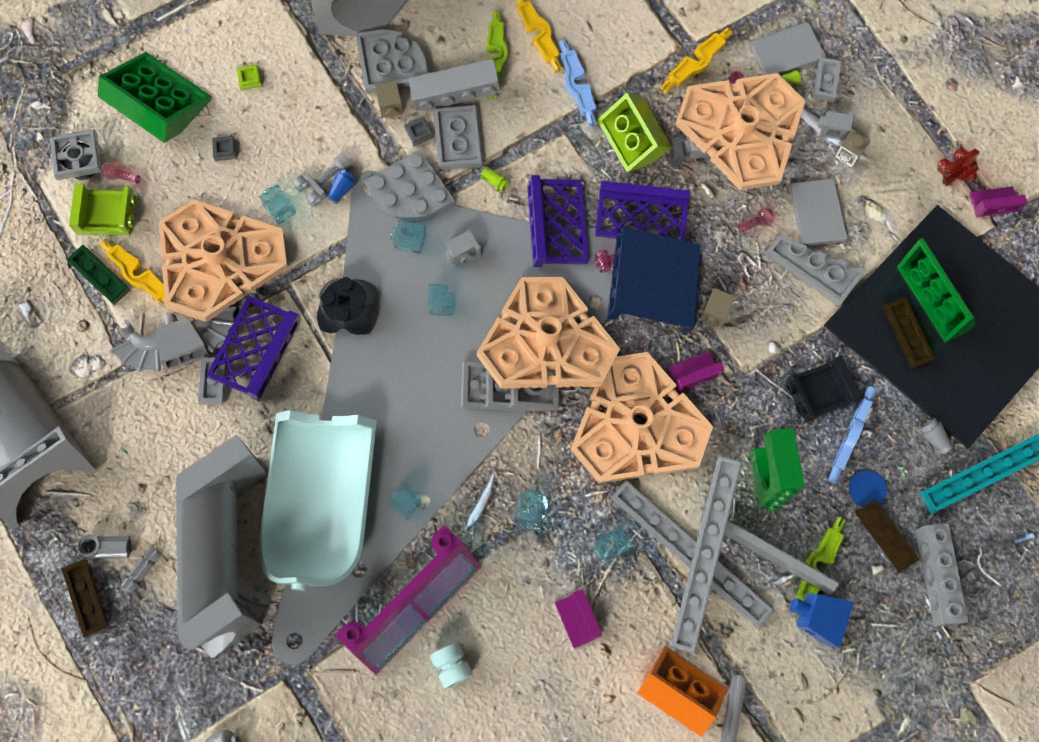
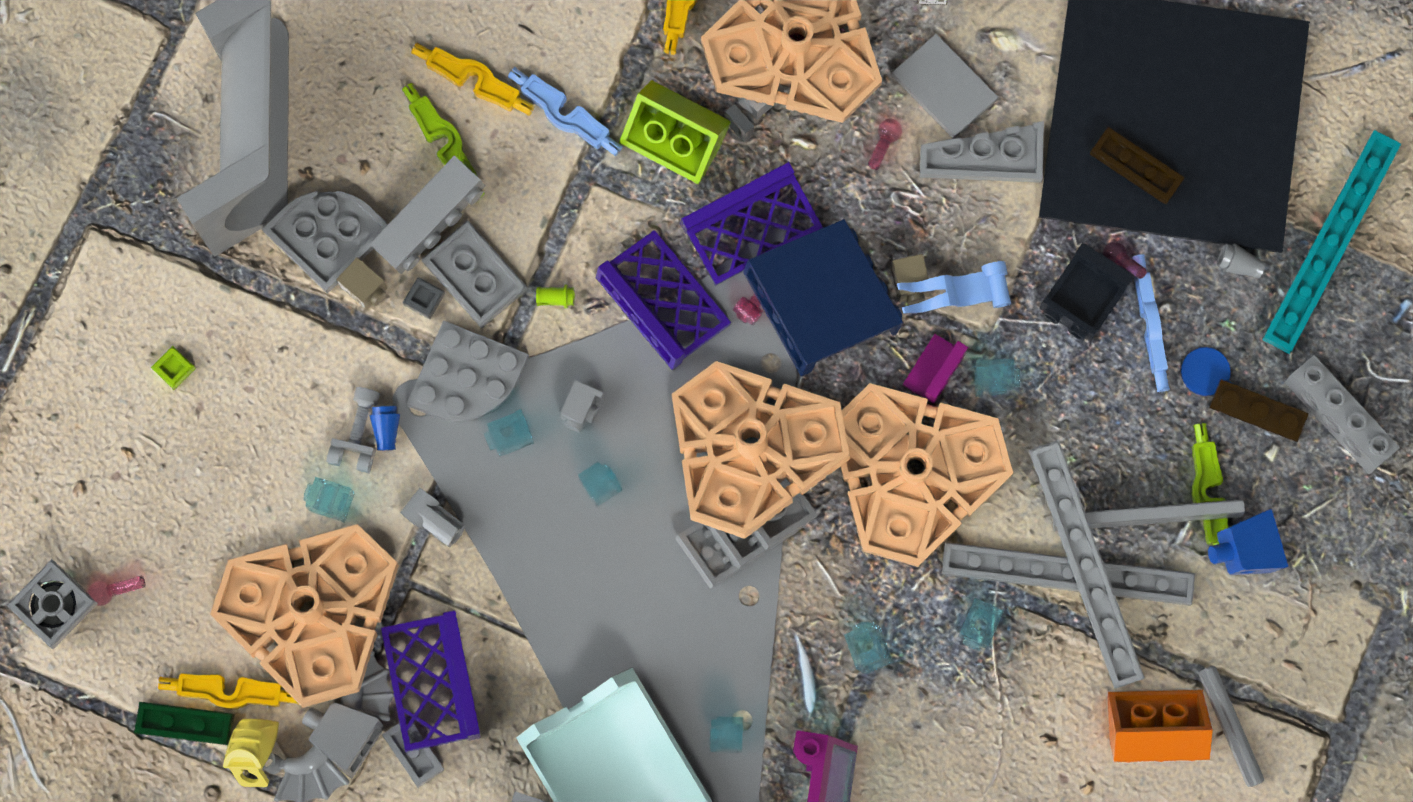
camera: 30 degrees left, 5 degrees up
(102, 211) = (132, 646): lime panel -> none
(118, 312) = (250, 749): none -> light yellow piece
(152, 96) = (80, 469): green slope -> none
(224, 148) = (212, 474): dark grey tile -> none
(327, 252) = (428, 514): none -> light grey piece
(357, 316) = (522, 565): black brick -> none
(578, 619) = (999, 727): magenta panel -> none
(729, 400) = (995, 376): none -> clear light blue brick
(745, 336) = (963, 290): none -> light blue flag
(777, 469) = (1101, 425): green arch -> none
(860, 380) = (1118, 254): none -> clear pink bar
(935, 292) = (1137, 99): green slope -> none

